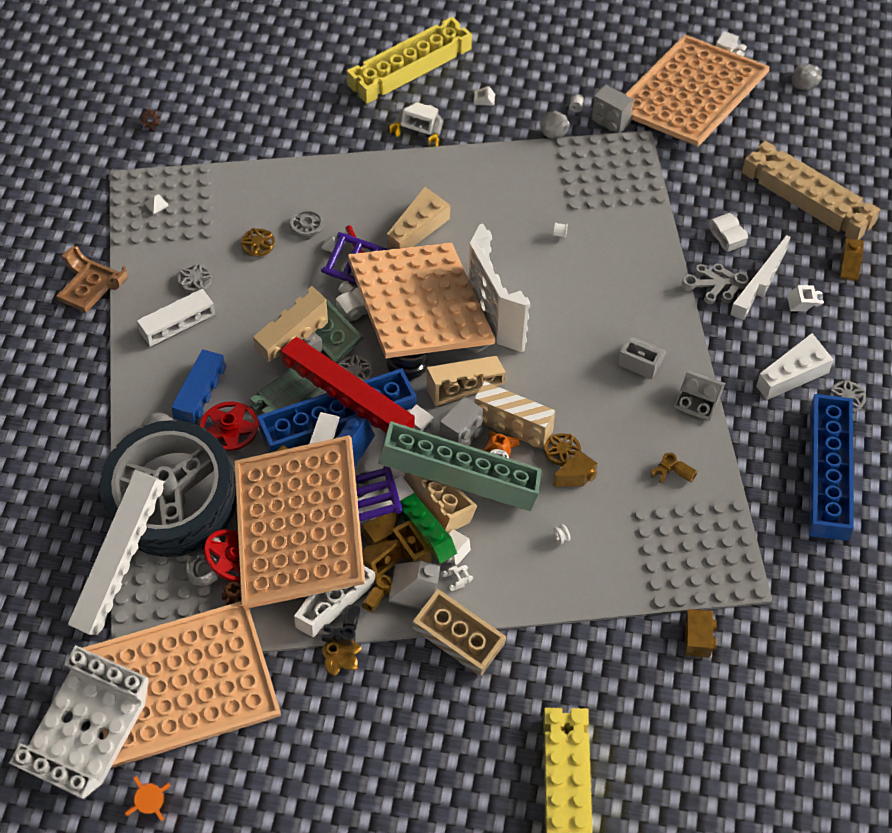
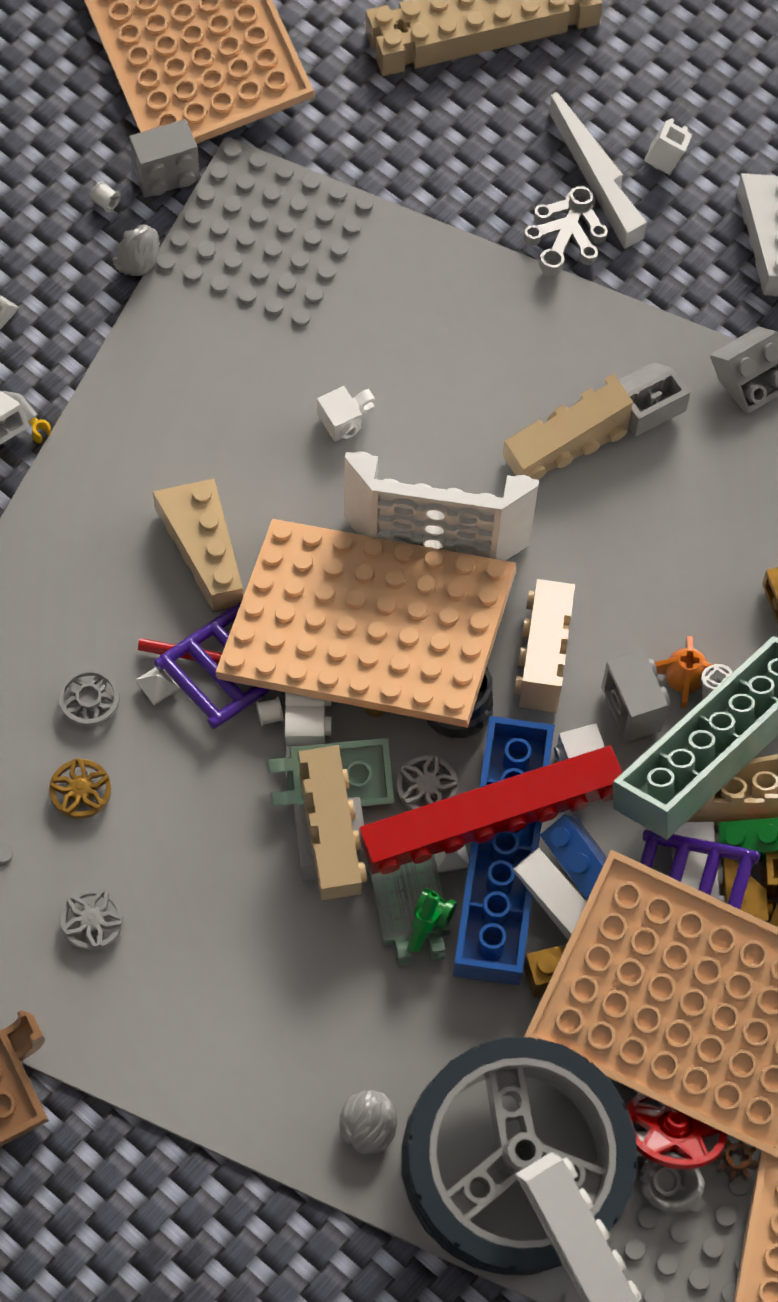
camera: 60 degrees left, 10 degrees up
(176, 317) = (161, 987): white brick -> none
(198, 386) = (323, 1021): blue brick -> none
(231, 424) = (423, 1015): red wheel -> none
(277, 393) = (428, 913): none -> green piece
(515, 415) = (660, 614): tan brick -> none
(531, 239) = (343, 413): none -> white brick
(560, 230) = (346, 363): white axle -> none
(561, 449) = (735, 591): pearl gold wheel -> none
(593, 332) = (571, 431): none -> tan wedge
(728, 232) = (488, 159): white brick -> none
(851, 259) = (634, 48): pearl gold slope -> none

